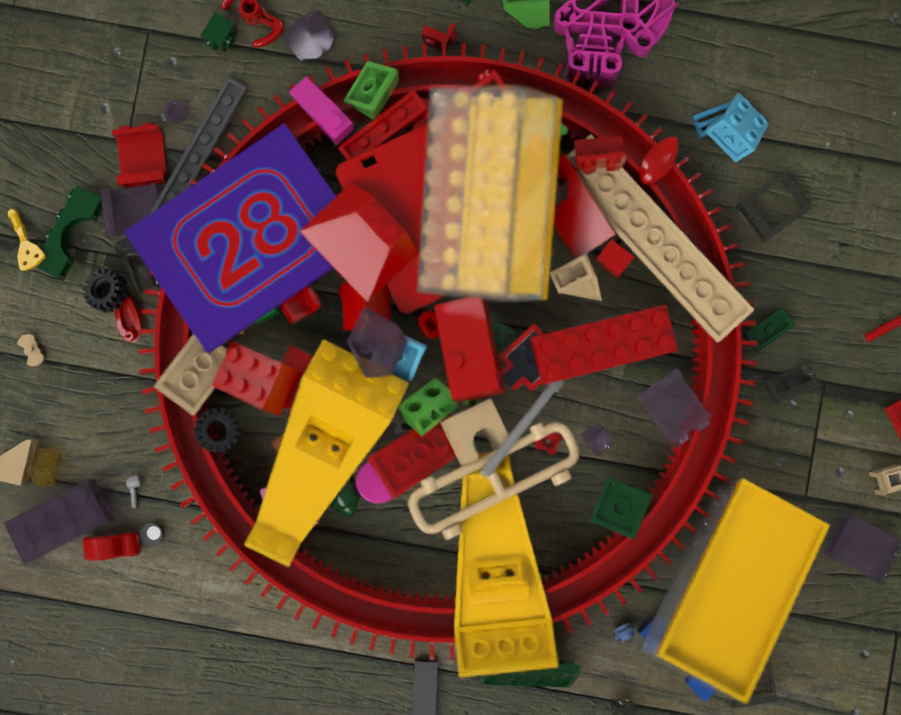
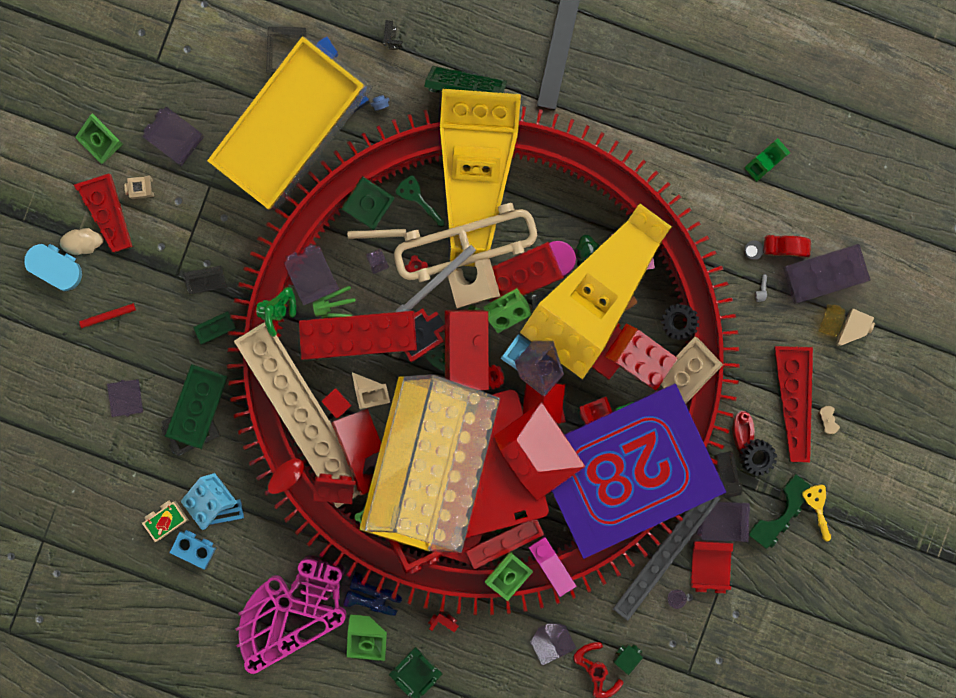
camera: 170 degrees left, 0 degrees up
(74, 376) = (795, 385): none -> red wing
(152, 645) = (767, 159): none -> green slope
(521, 43) = (376, 604): none -> clear blue piece
(563, 526) = (416, 196): none -> dark green piece
(603, 472) = (376, 233): none -> tan bar
(651, 372) = (322, 306): none -> bright green plant
(710, 357) = (275, 309): none -> green piece
(745, 62) = (191, 554): none -> dark azure brick
(775, 231) = (196, 406): none -> dark green tile
(783, 95) = (165, 520): none -> brick
(856, 230) = (125, 398): none -> clear purple piece

